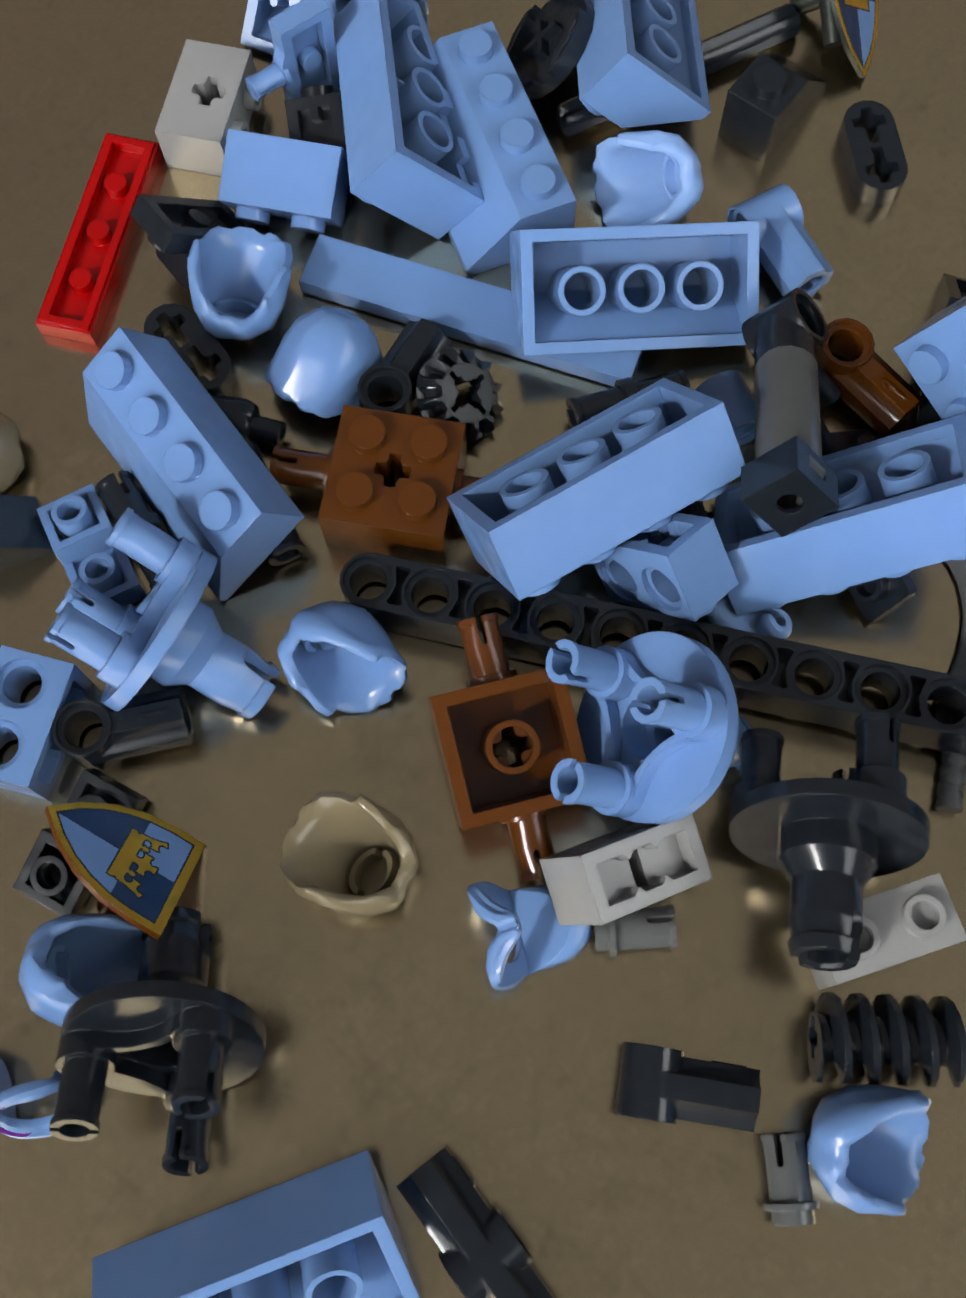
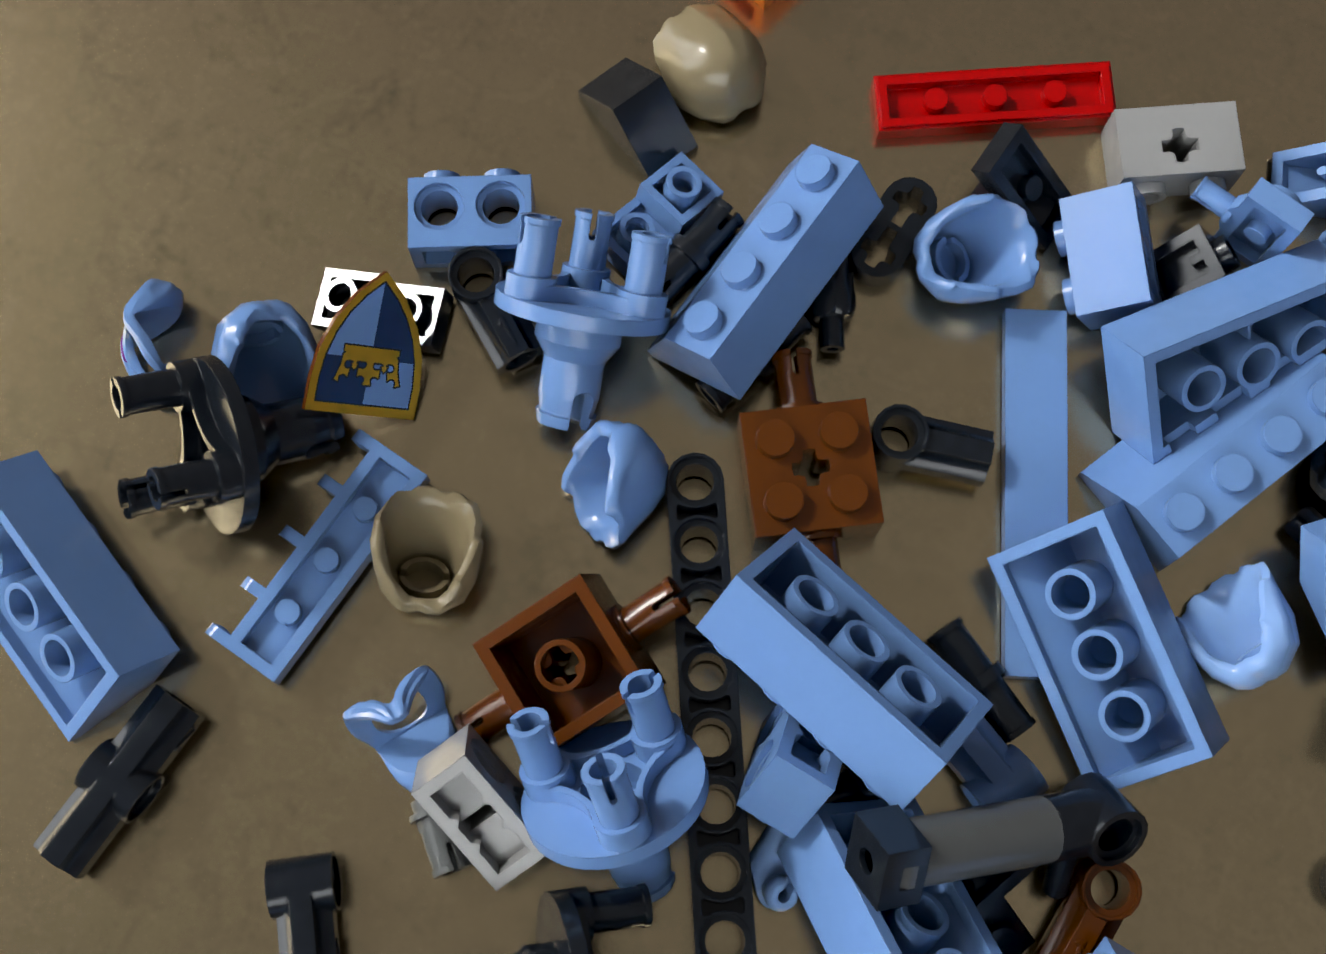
camera: 70 degrees right, 5 degrees up
(323, 360) = (920, 364): medium blue hair -> none
(324, 974) = (320, 566): none -> medium blue hinge
(437, 391) = (916, 485): black gear -> none
(784, 243) = (1234, 781): medium blue piece -> none

